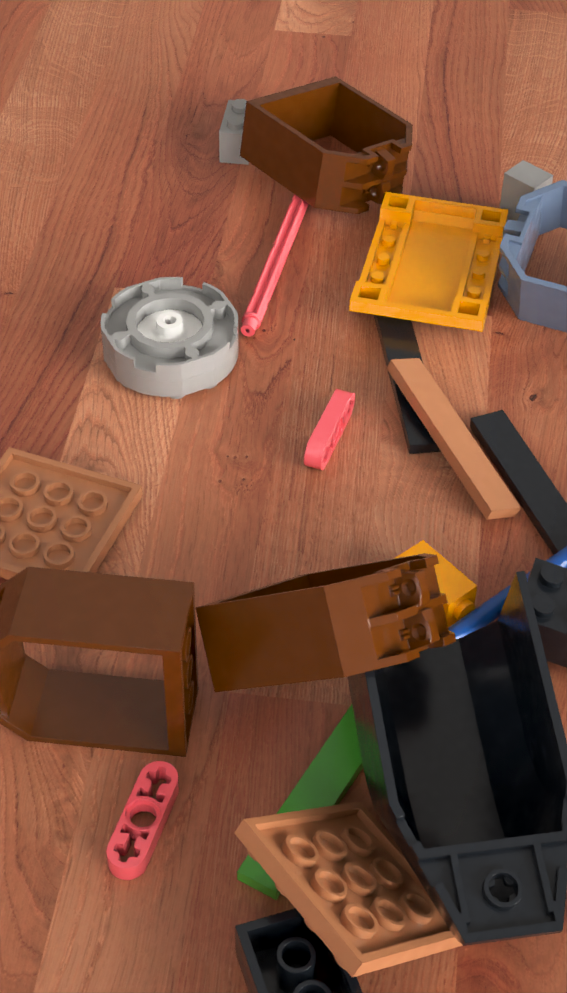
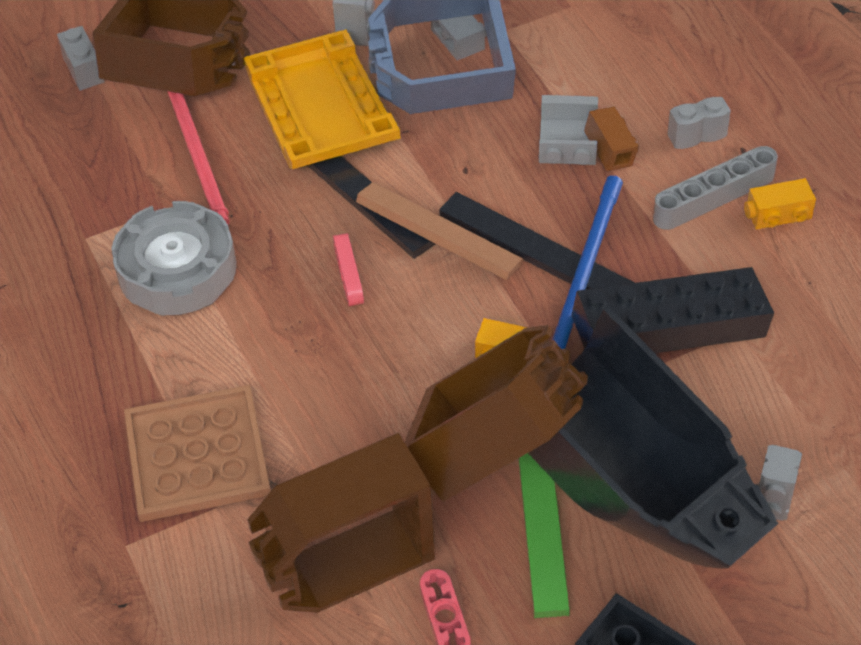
camera: 30 degrees left, 5 degrees up
(348, 885) = (622, 574): nougat plate -> none

